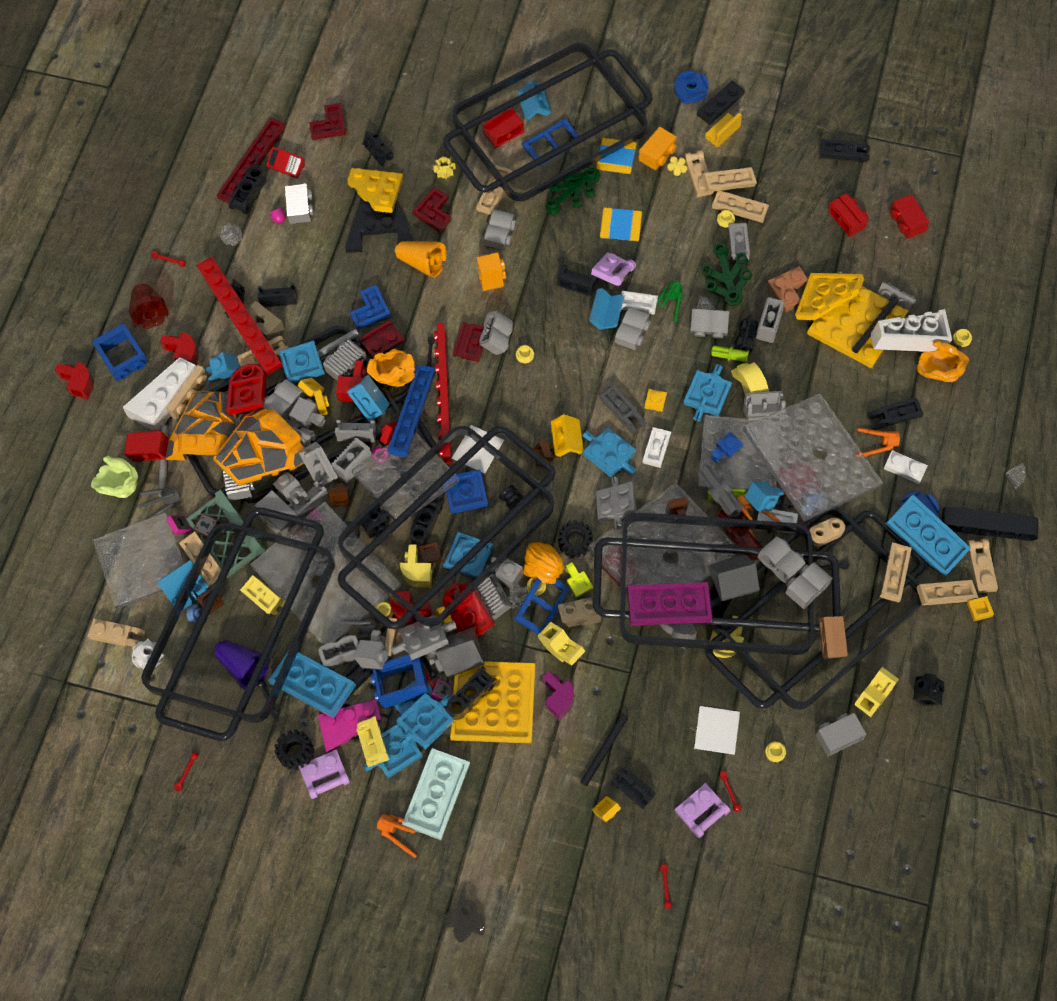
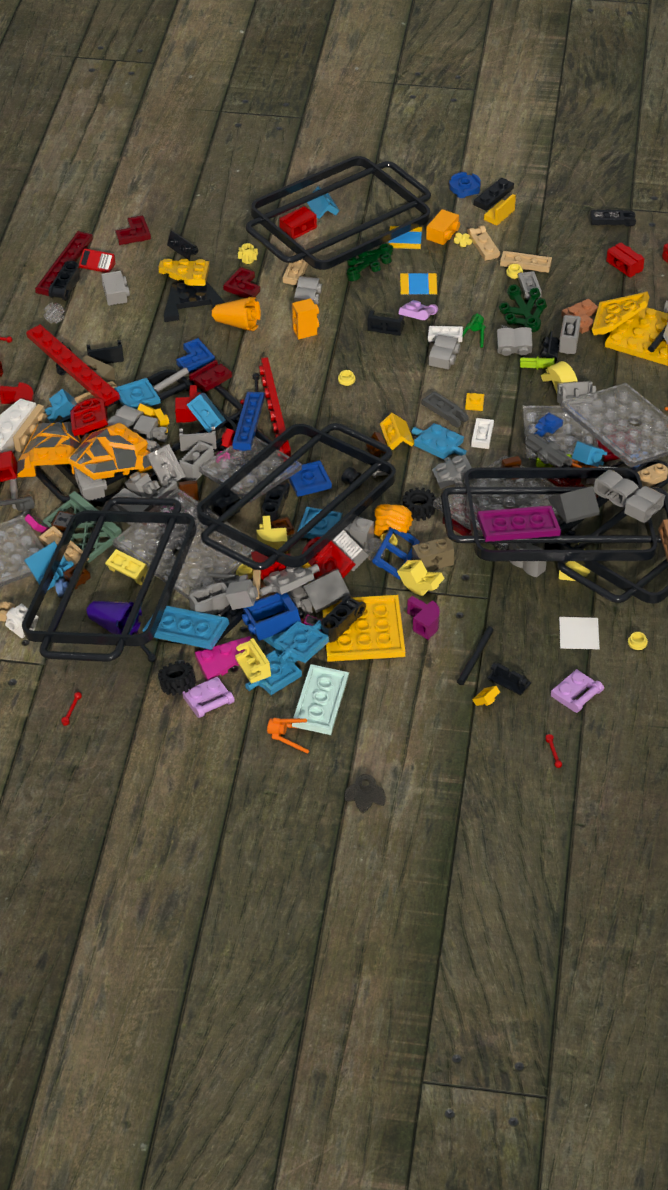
camera: 10 degrees left, 20 degrees down
(278, 215) = (96, 298): dark pink hinge -> none
(343, 360) = (177, 387): light grey brick -> none
(392, 368) = (225, 391): light orange hair -> none
(468, 342) = (294, 373): dark red plate -> none
(482, 458) = (318, 452): white sticker -> none
(496, 332) = (317, 362): light grey brick -> none
(526, 144) = (321, 234): blue window -> none
(578, 582) = (424, 532): neon yellow plate -> none
(606, 310) = (416, 341): dark azure panel -> none
(707, 393) = (522, 391): dark azure plate -> none
(723, 776) = (592, 665): red hinge -> none
(729, 179) = (512, 242): tan plate -> none

